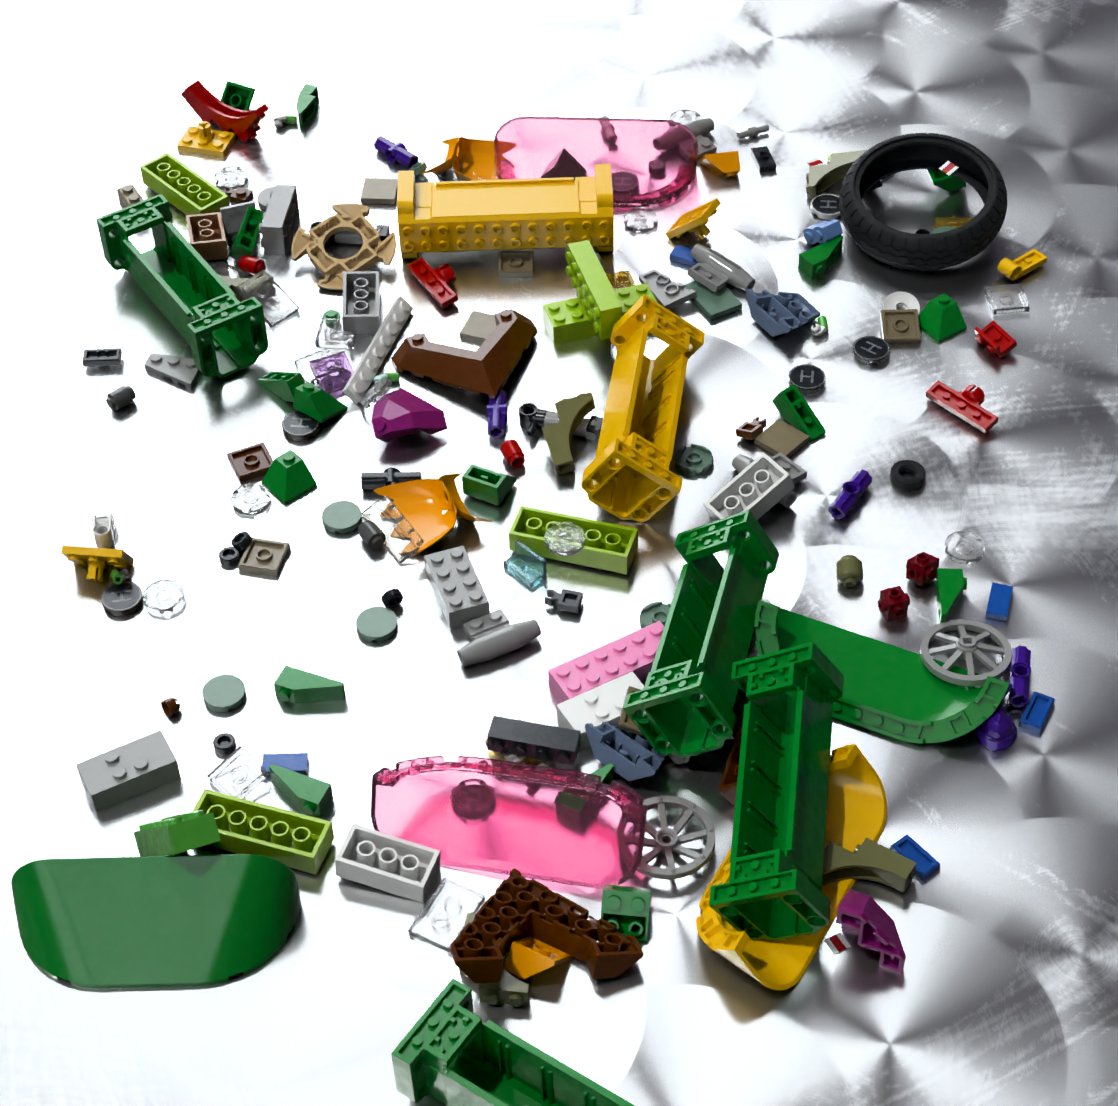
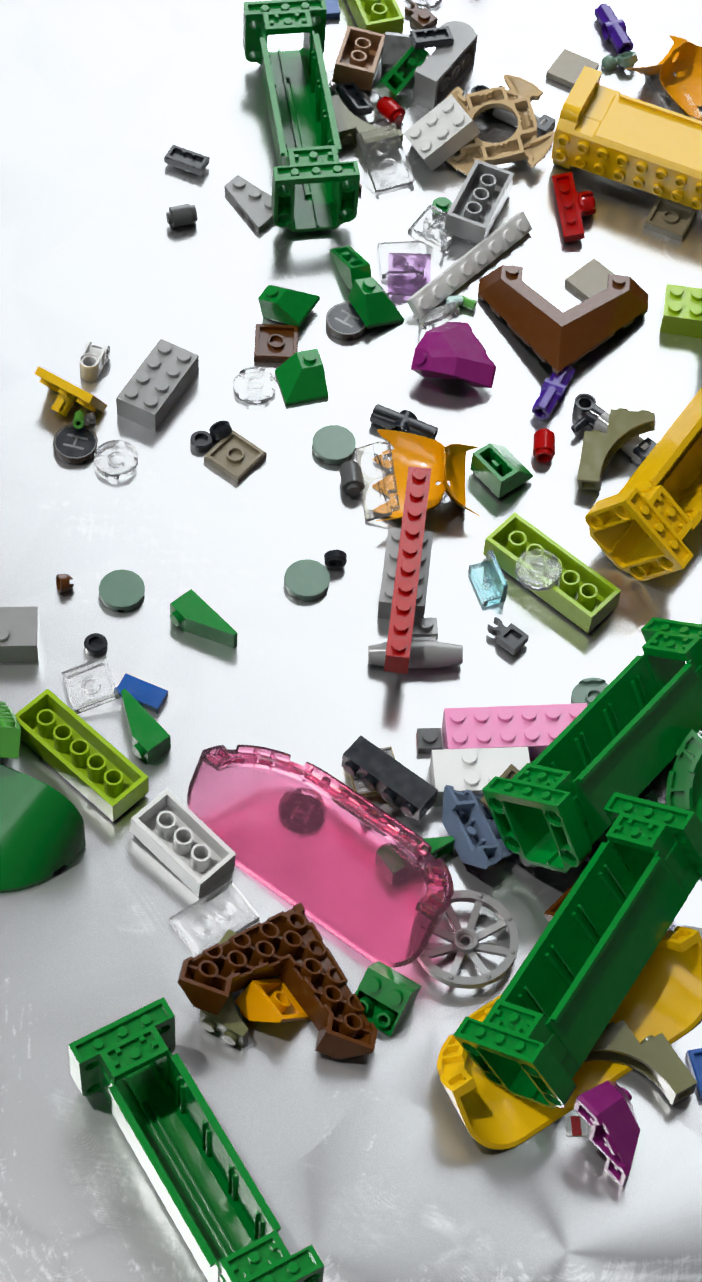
camera: 20 degrees right, 10 degrees up
(169, 527) = (157, 384): none -> light grey brick
(220, 266) = (354, 98): none -> black plate
(245, 430) = (286, 304): none -> green slope
(260, 198) = (431, 37): none -> black plate
(304, 263) = (441, 132): none -> white brick
(462, 579) = (407, 570): none -> brick
(546, 702) = (428, 739): none -> dark grey plate

